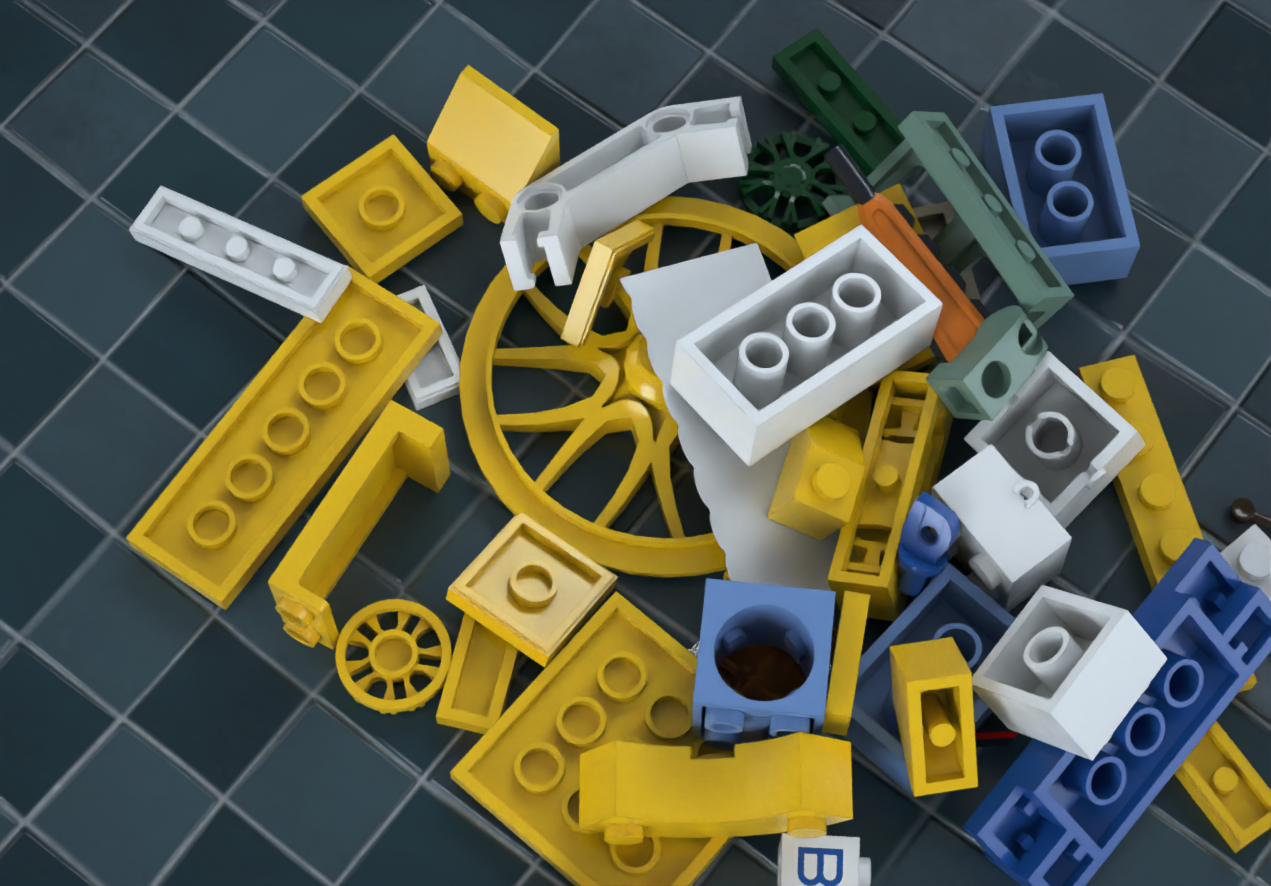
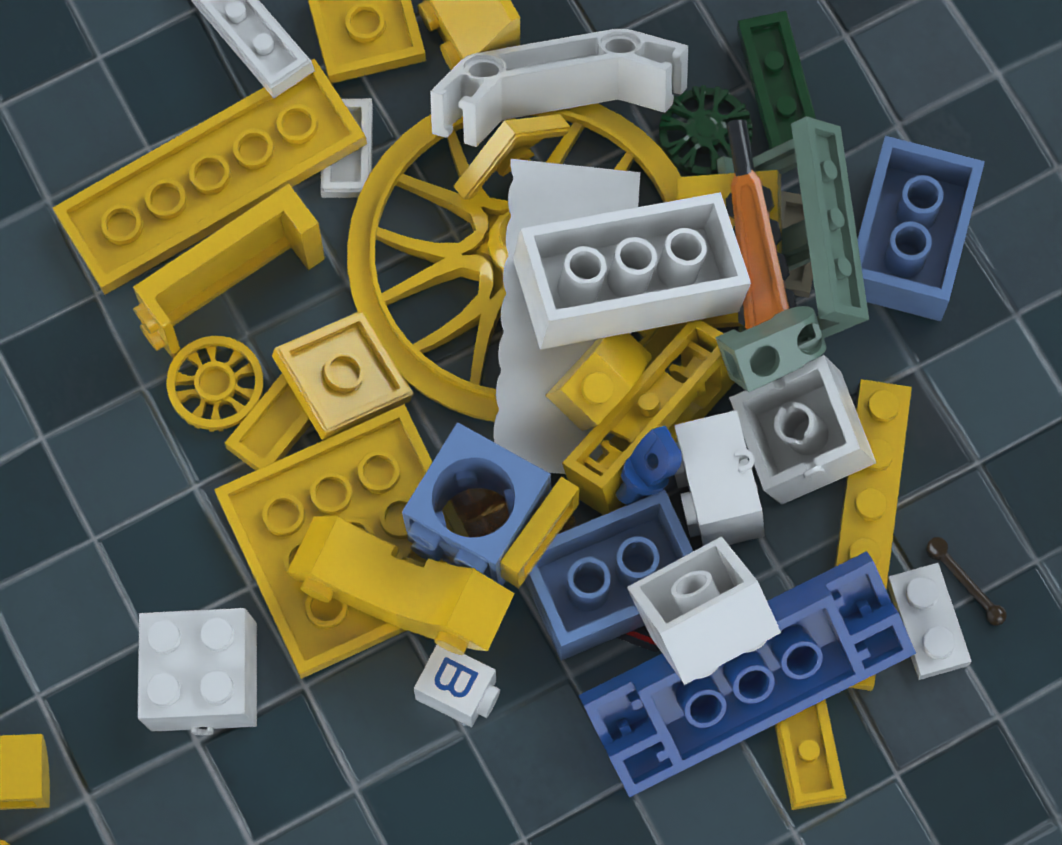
camera: 25 degrees right, 5 degrees up
(935, 715) = (587, 601): yellow slope -> none

